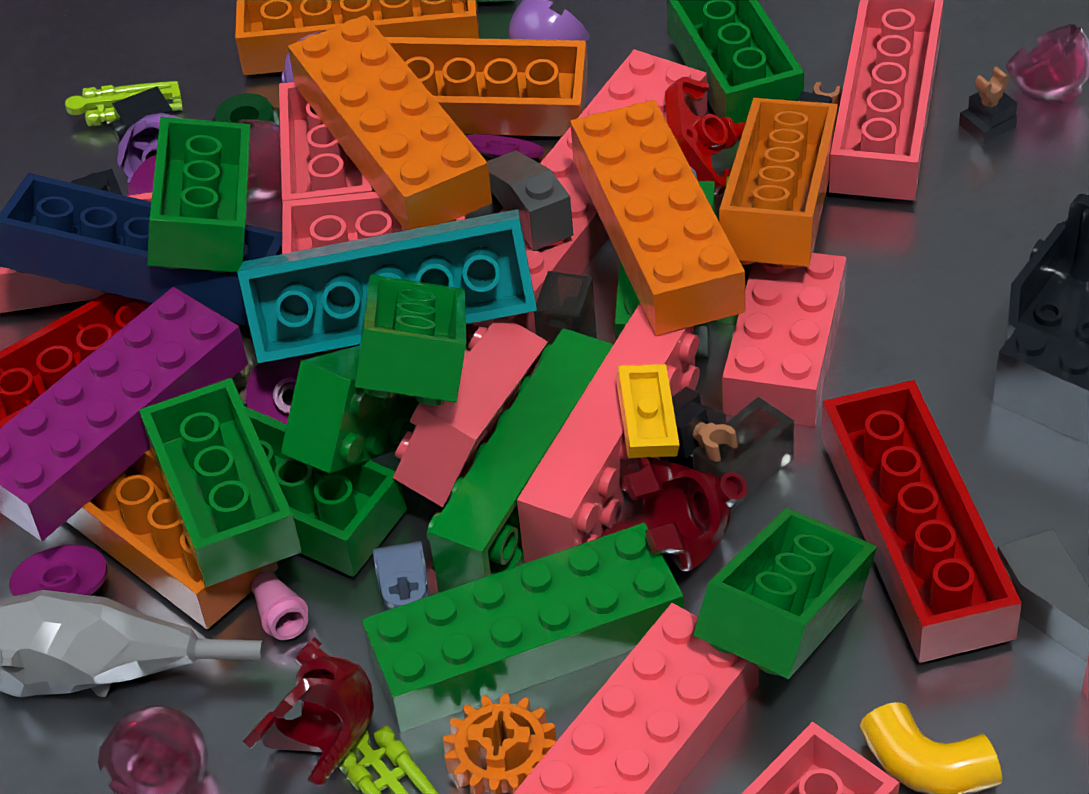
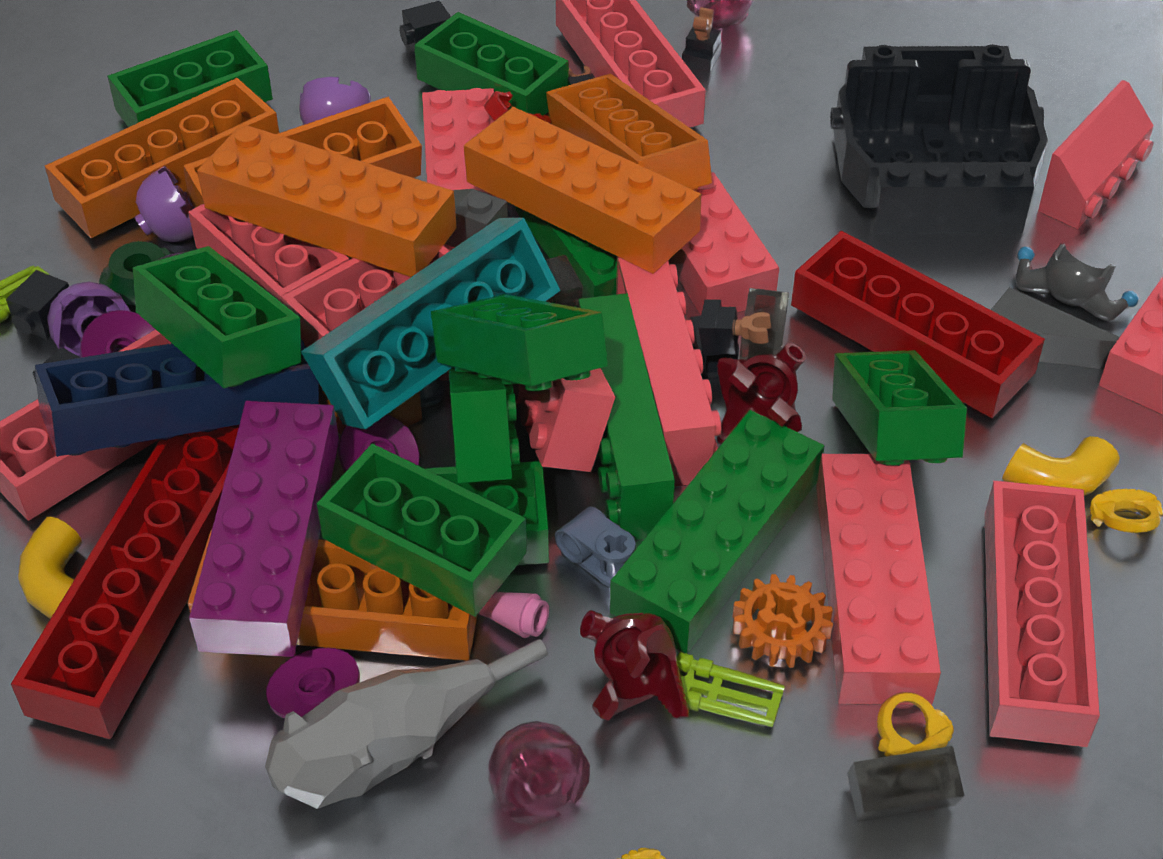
camera: 40 degrees left, 0 degrees up
(647, 411) = (705, 324): yellow plate -> none

